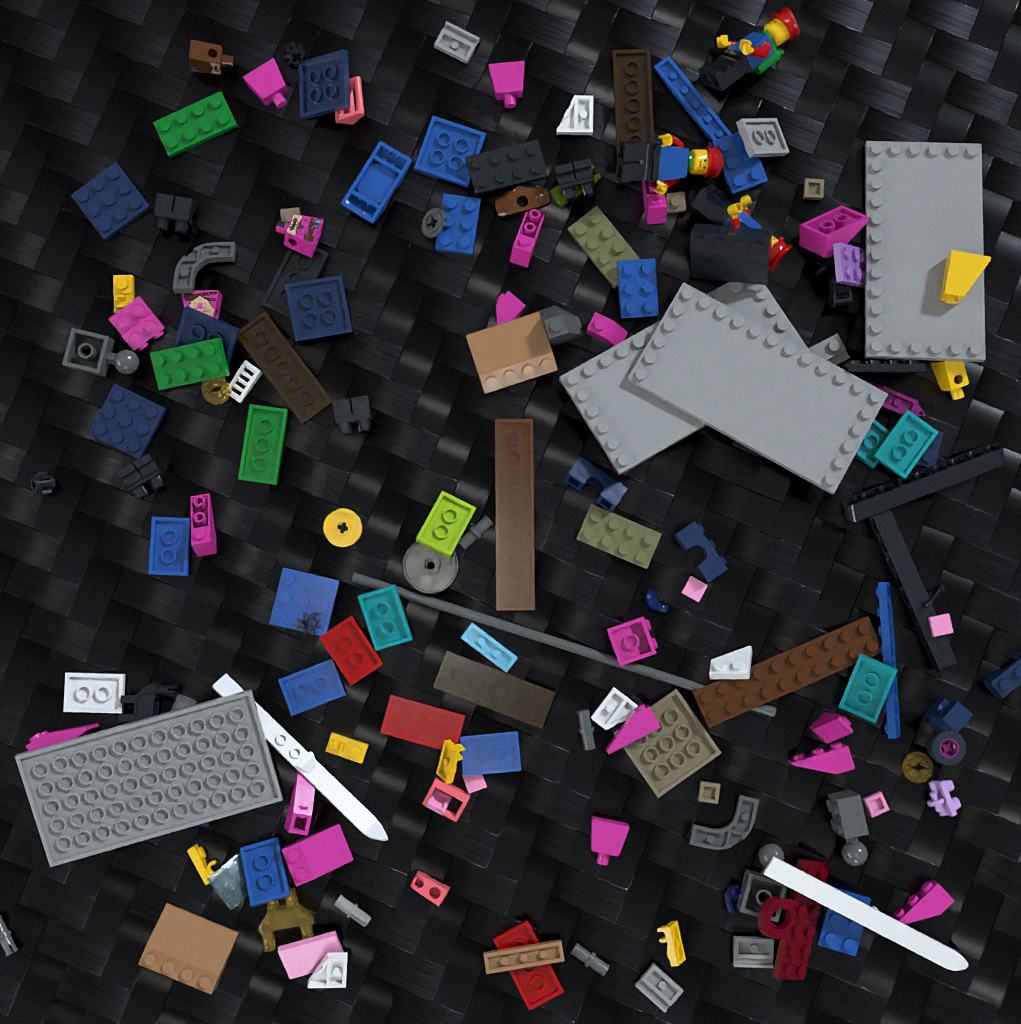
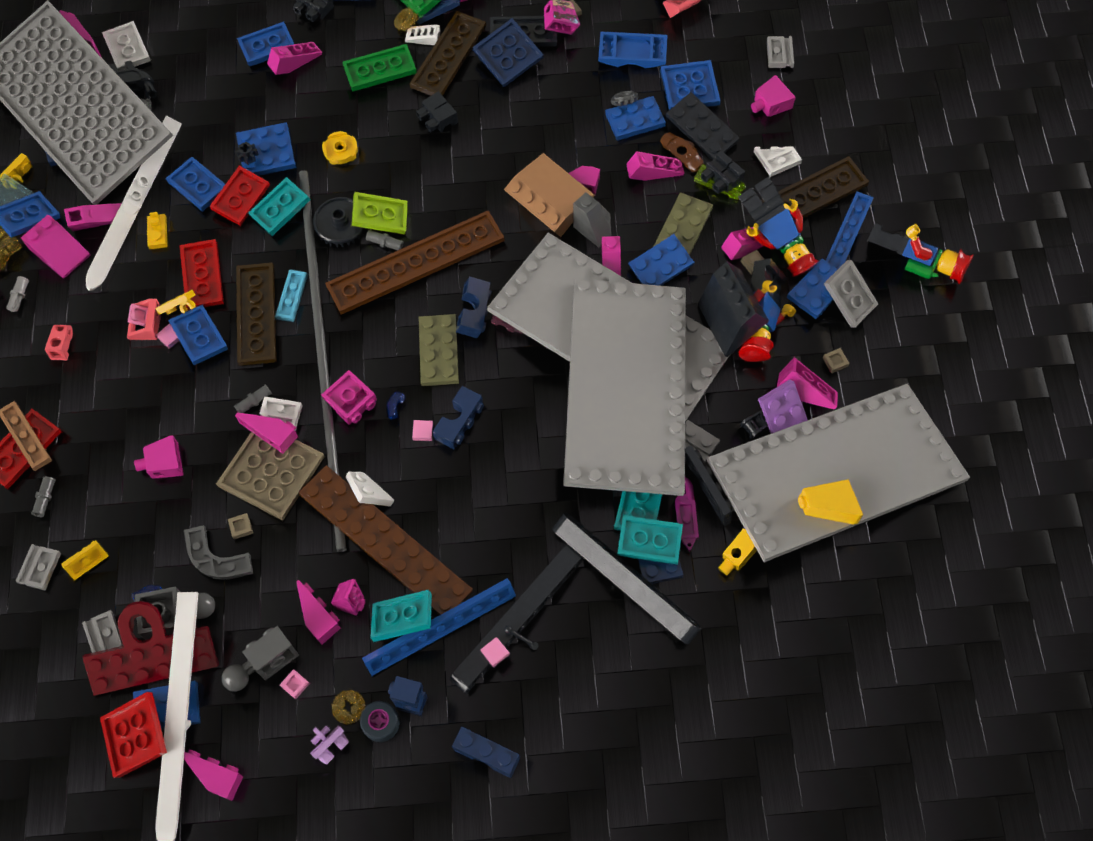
camera: 65 degrees right, 20 degrees down
(862, 959) = (133, 735): none -> red plate

